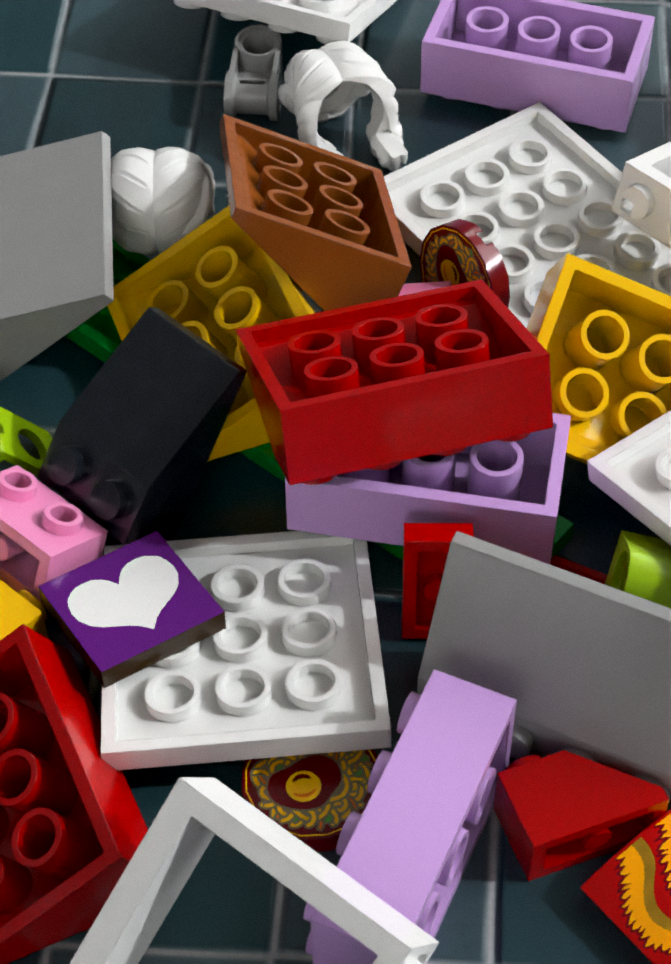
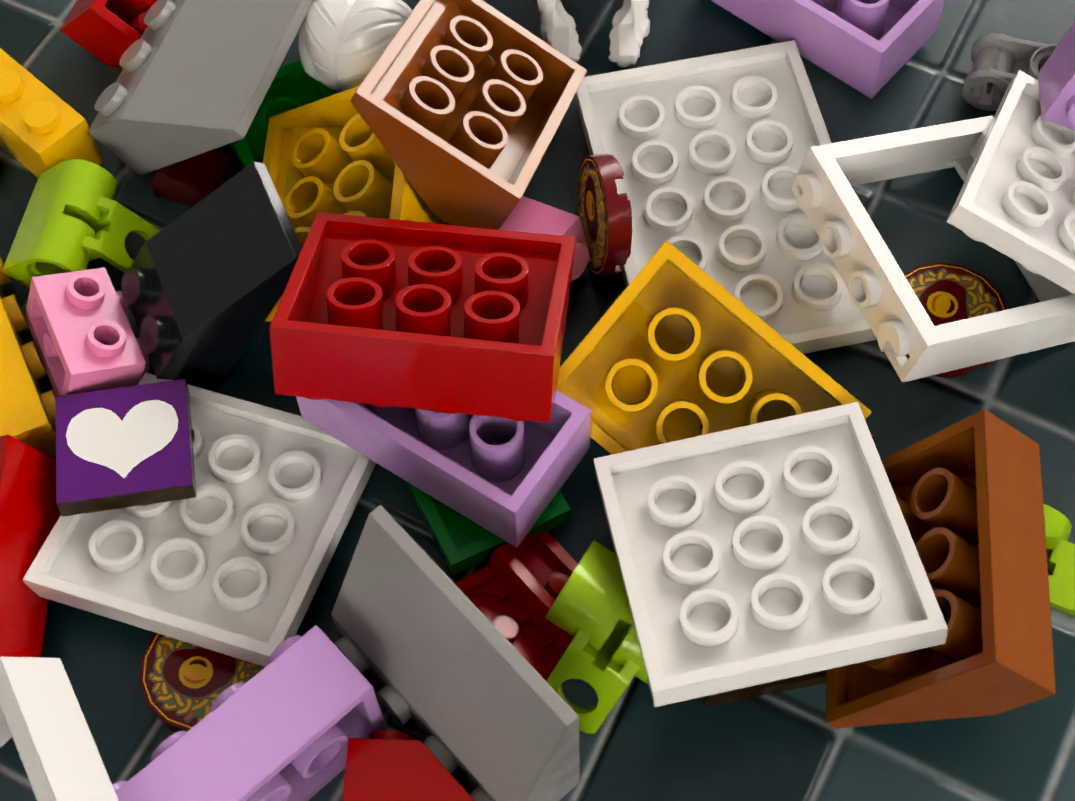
camera: 25 degrees right, 10 degrees up
(43, 377) = (191, 178): none -> clear red tile
(423, 568) = (406, 500): red plate -> none

